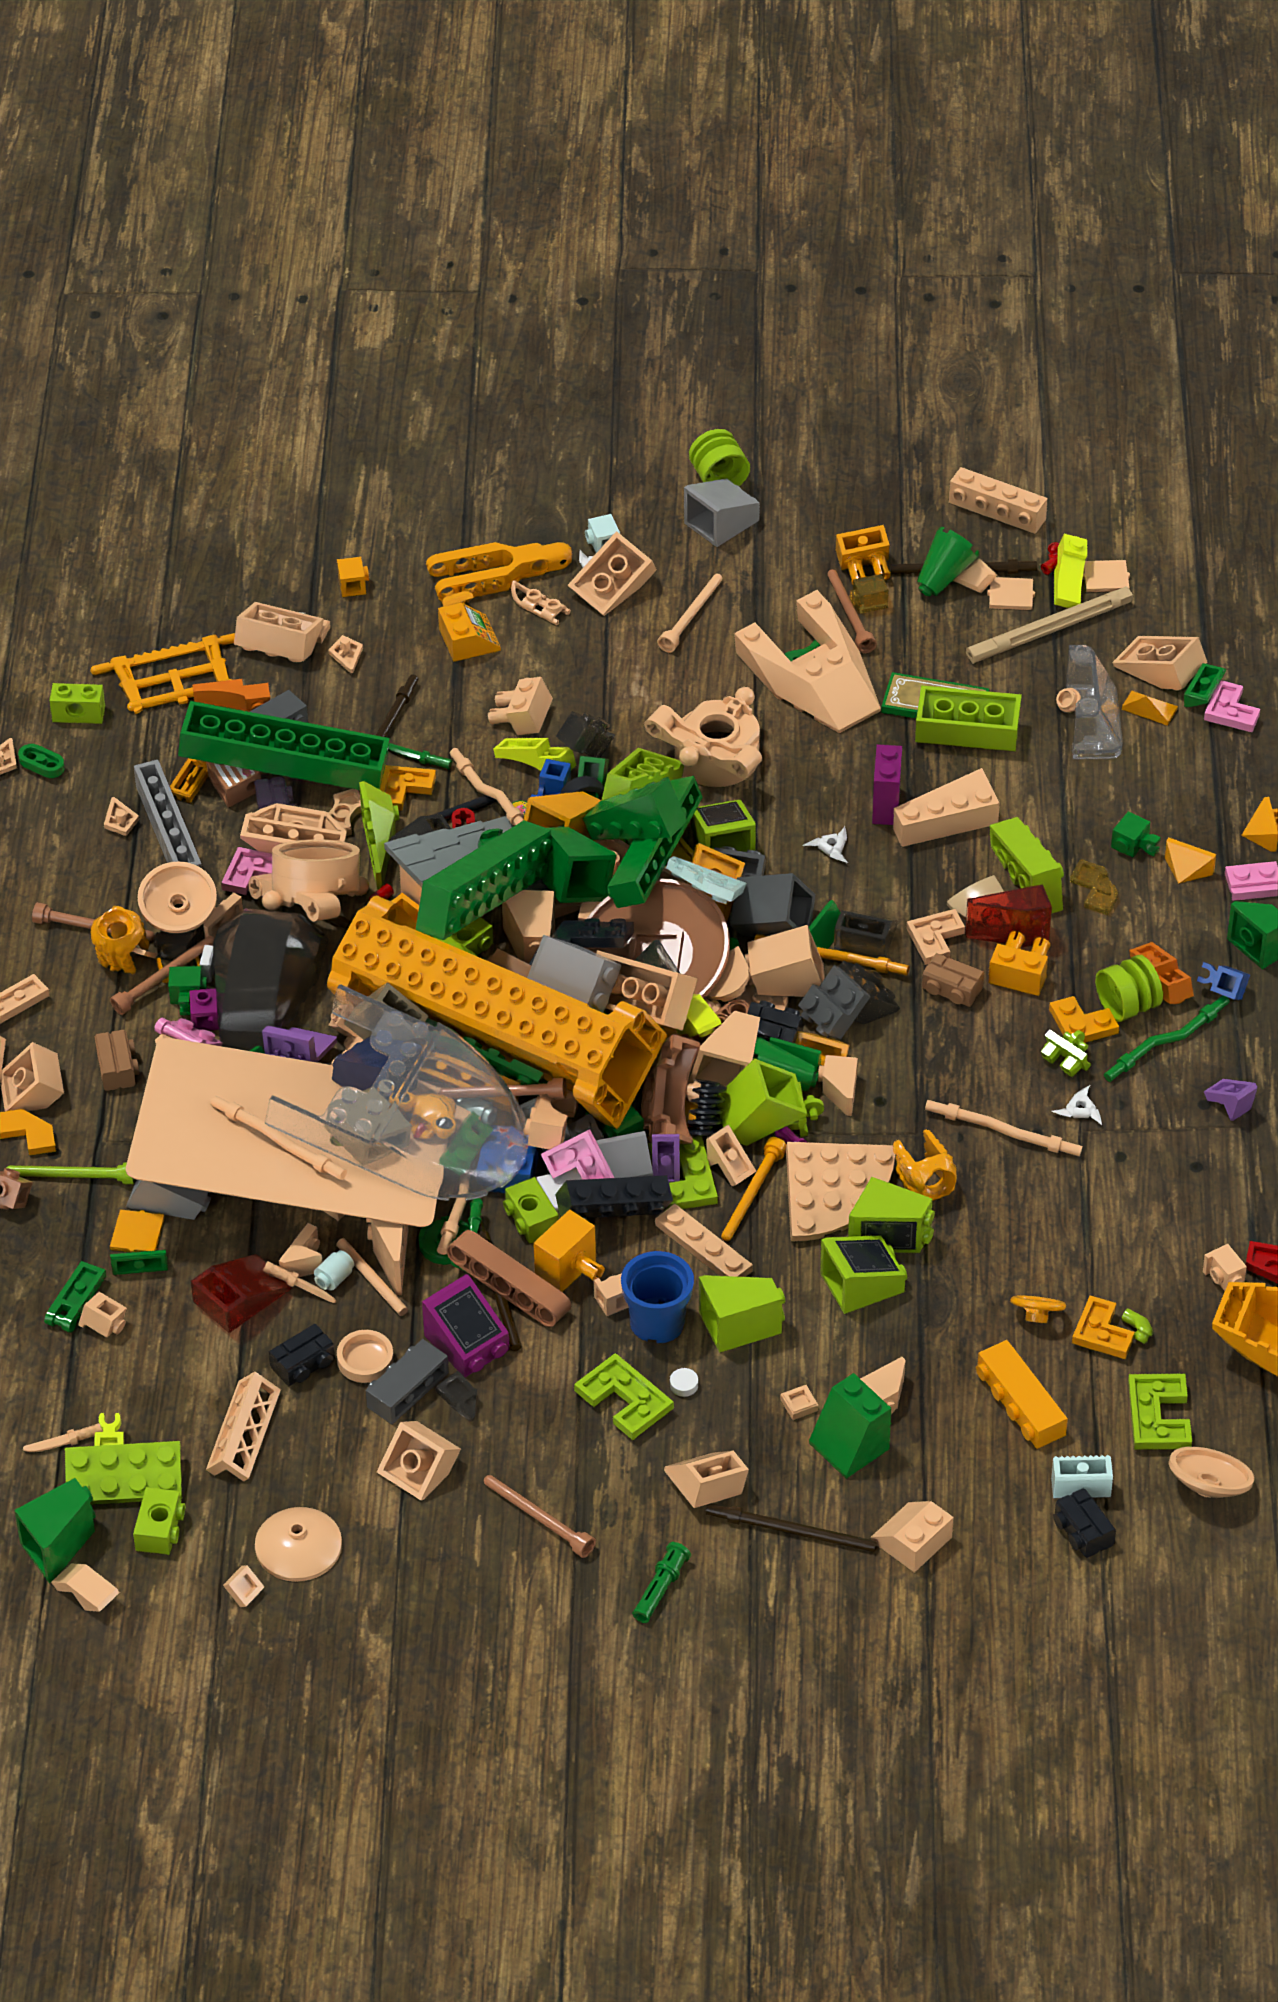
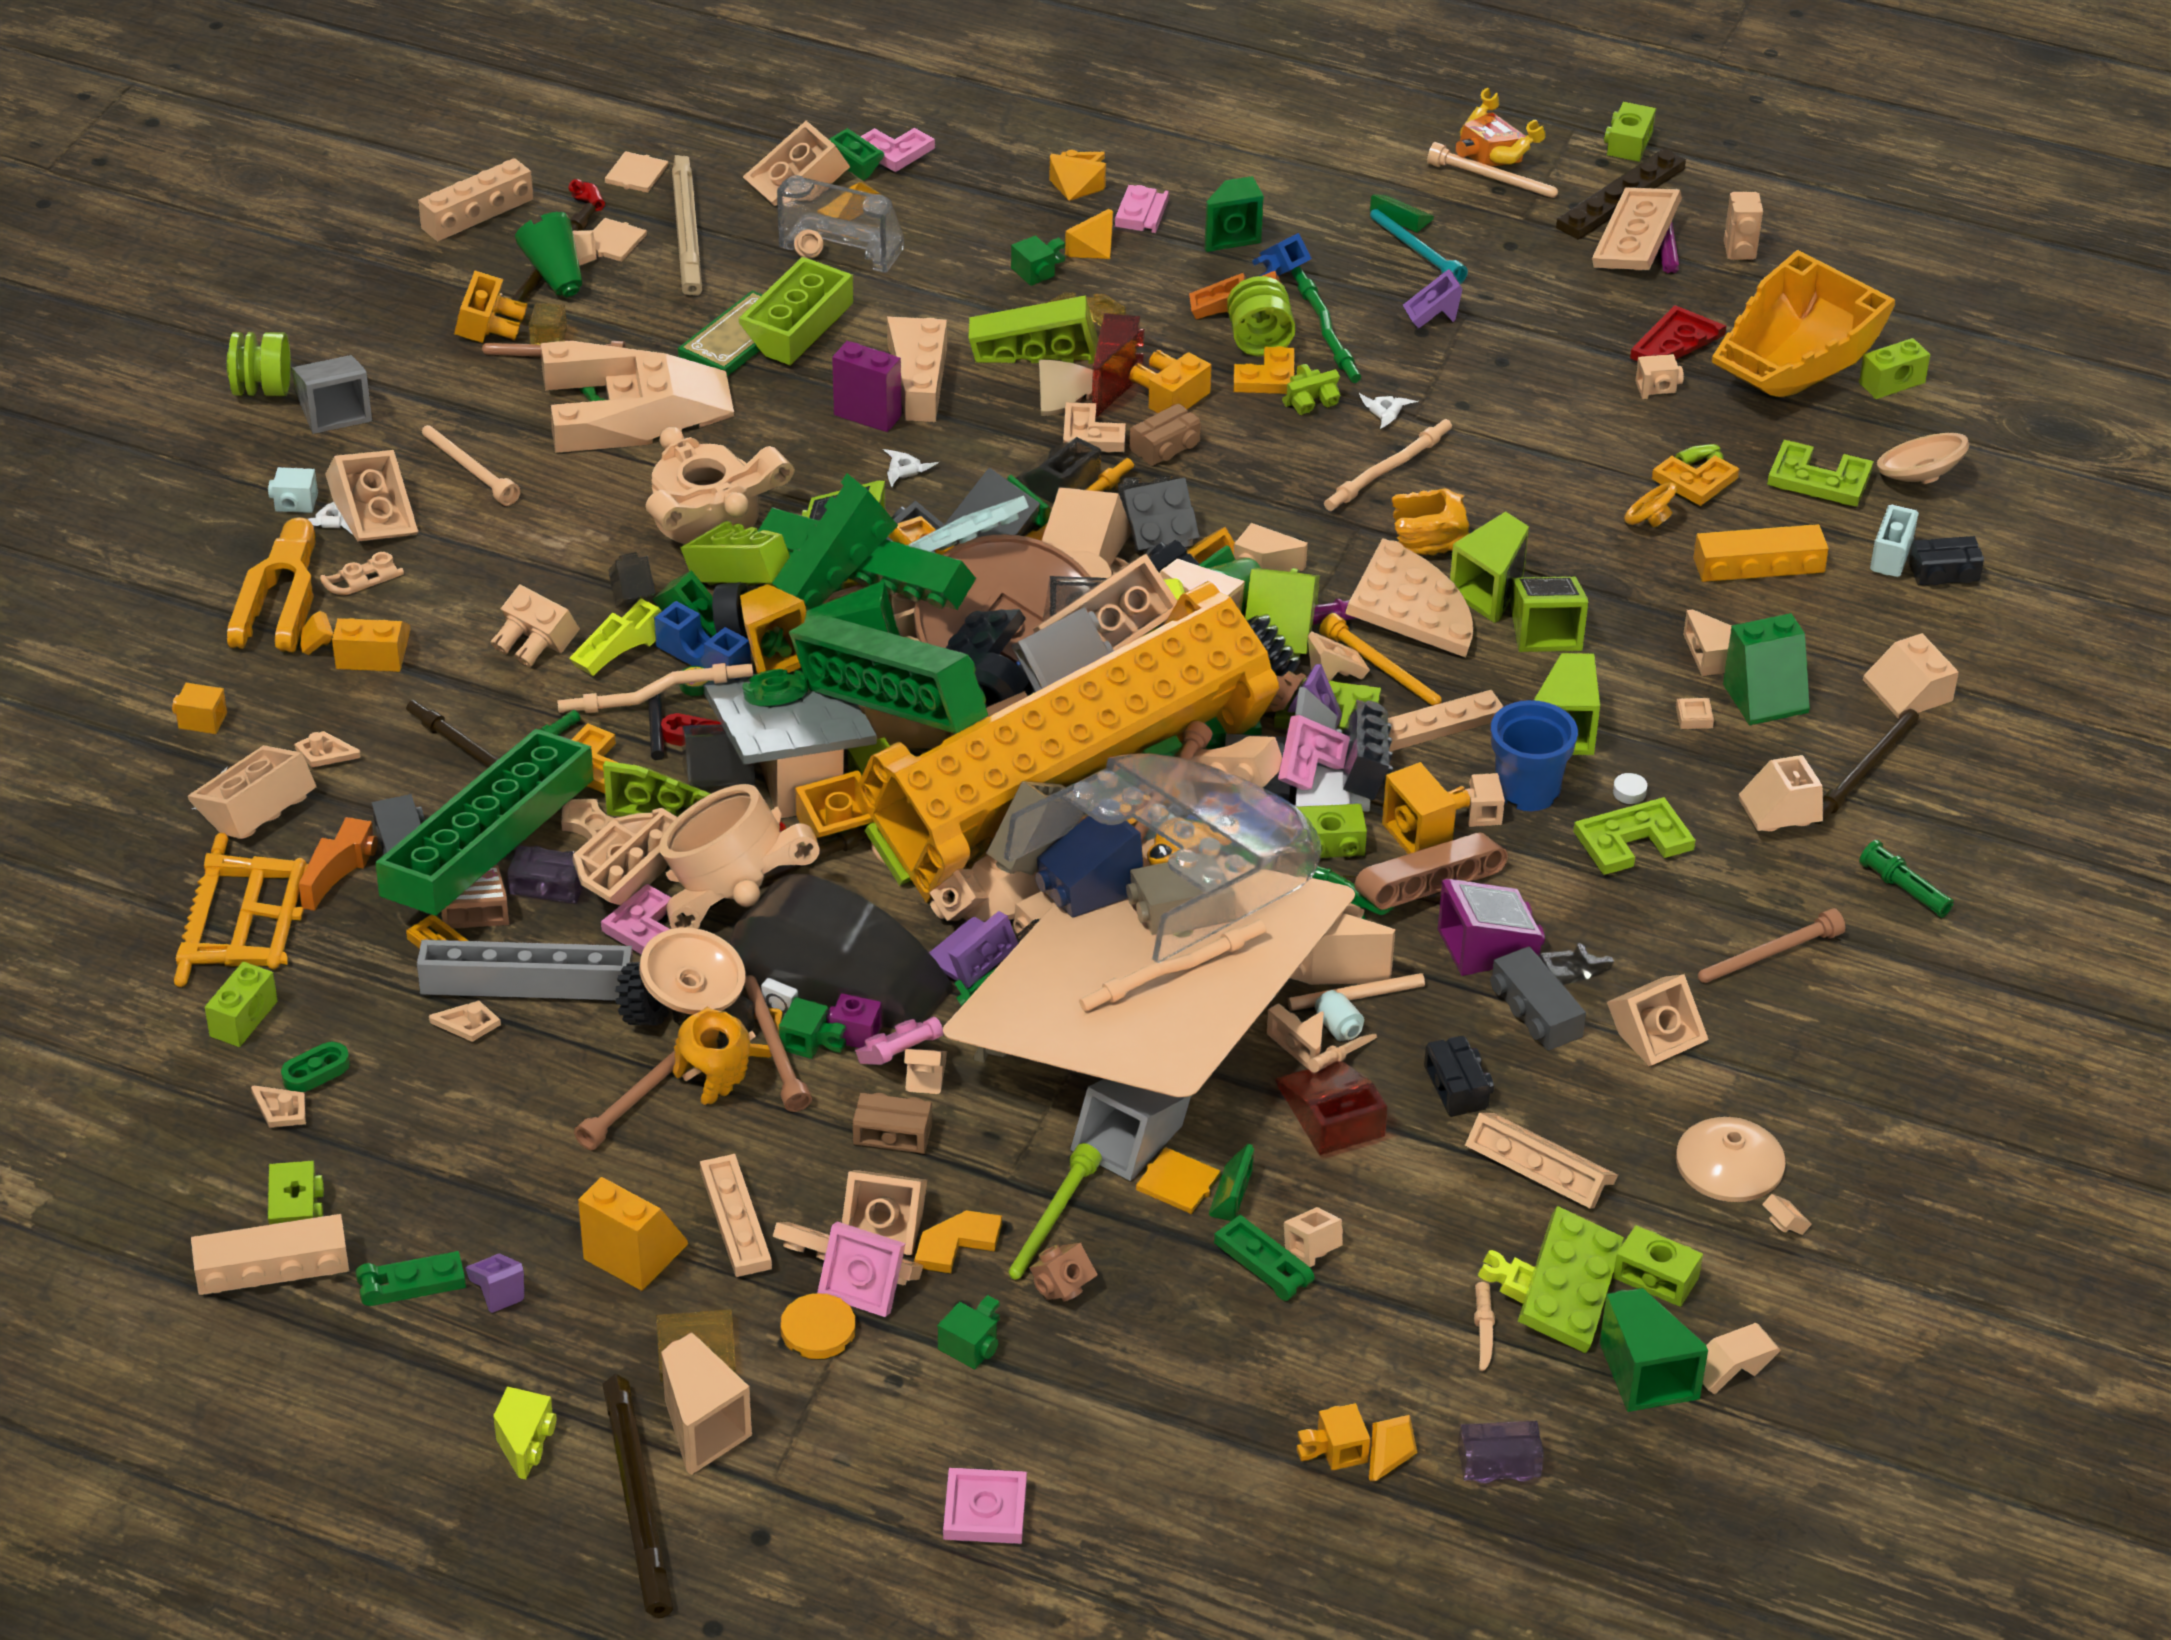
camera: 70 degrees left, 5 degrees down
(364, 1355) = (1484, 1023): light nougat piece -> none
(1069, 571) = (621, 186): neon yellow slope -> none

